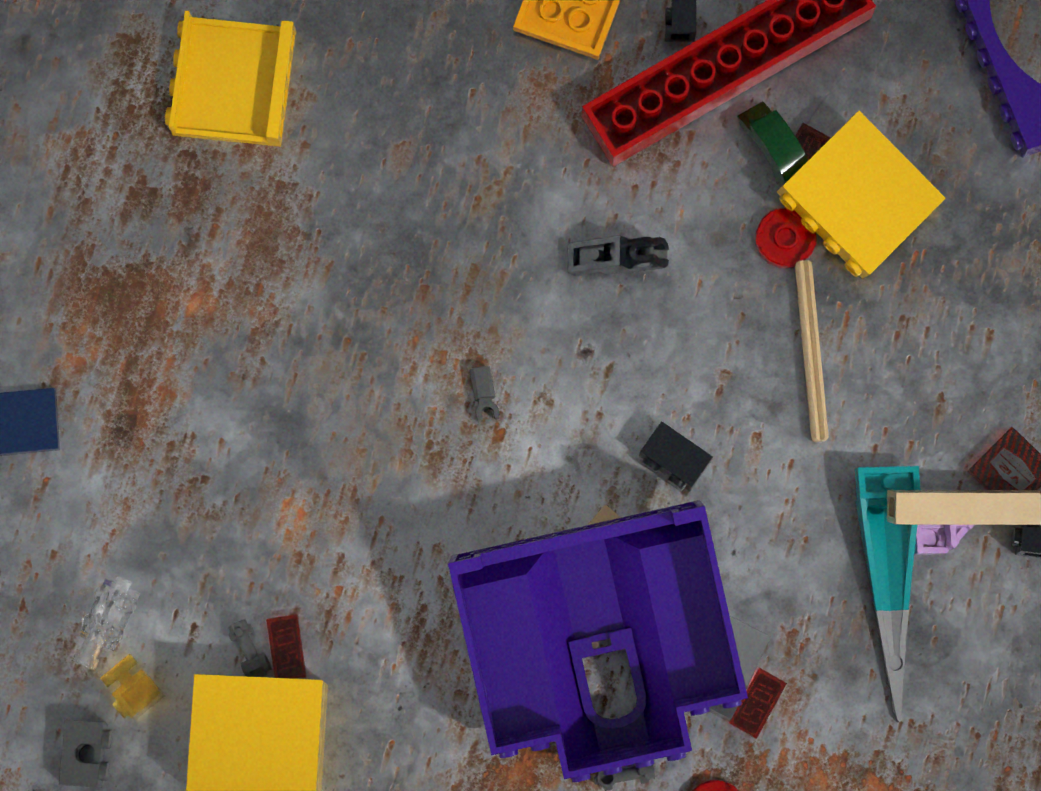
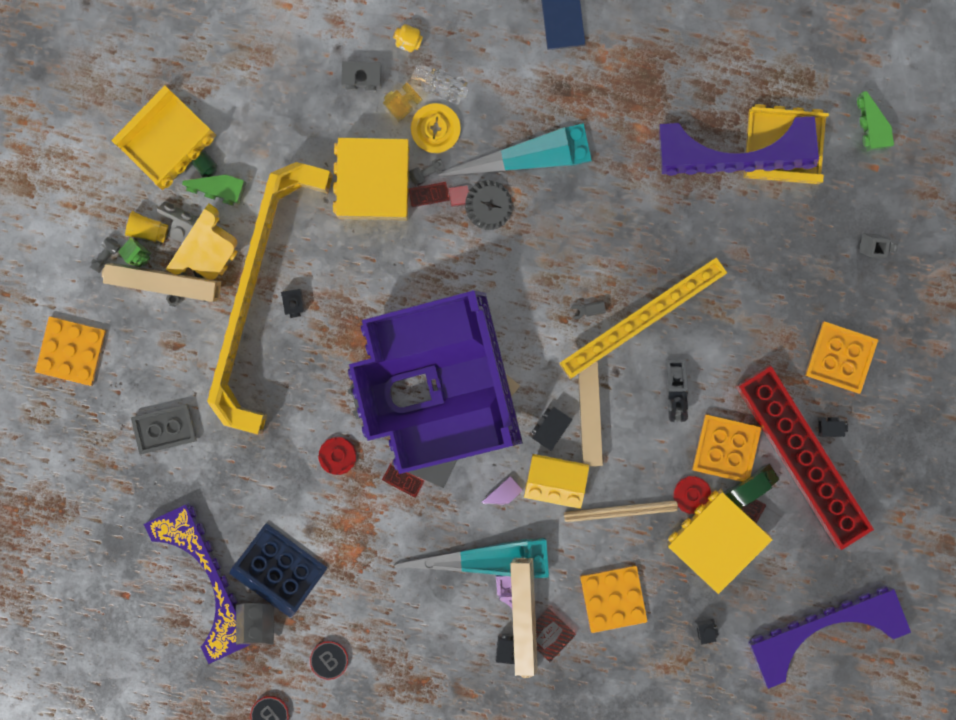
camera: 85 degrees right, 10 degrees up
(27, 675) = (407, 38): none -> yellow head
(168, 614) = (447, 121): none -> yellow gear
(221, 438) = (555, 149): none -> teal plate
(241, 233) = (684, 155): none -> dark purple arch
(291, 597) = (458, 195): none -> slope
(319, 565) = (479, 213): none -> dark grey gear
(501, 306) = (643, 318): none -> yellow plate
(642, 395) = (590, 416): none -> tan brick
(712, 182) = (726, 448): none -> light orange plate
(761, 449) = (556, 481): none -> yellow slope
(780, 537) = (504, 493): none -> lavender slope
(953, 365) = (613, 599): none -> light orange plate
(1005, 219) = (706, 631): none -> black brick

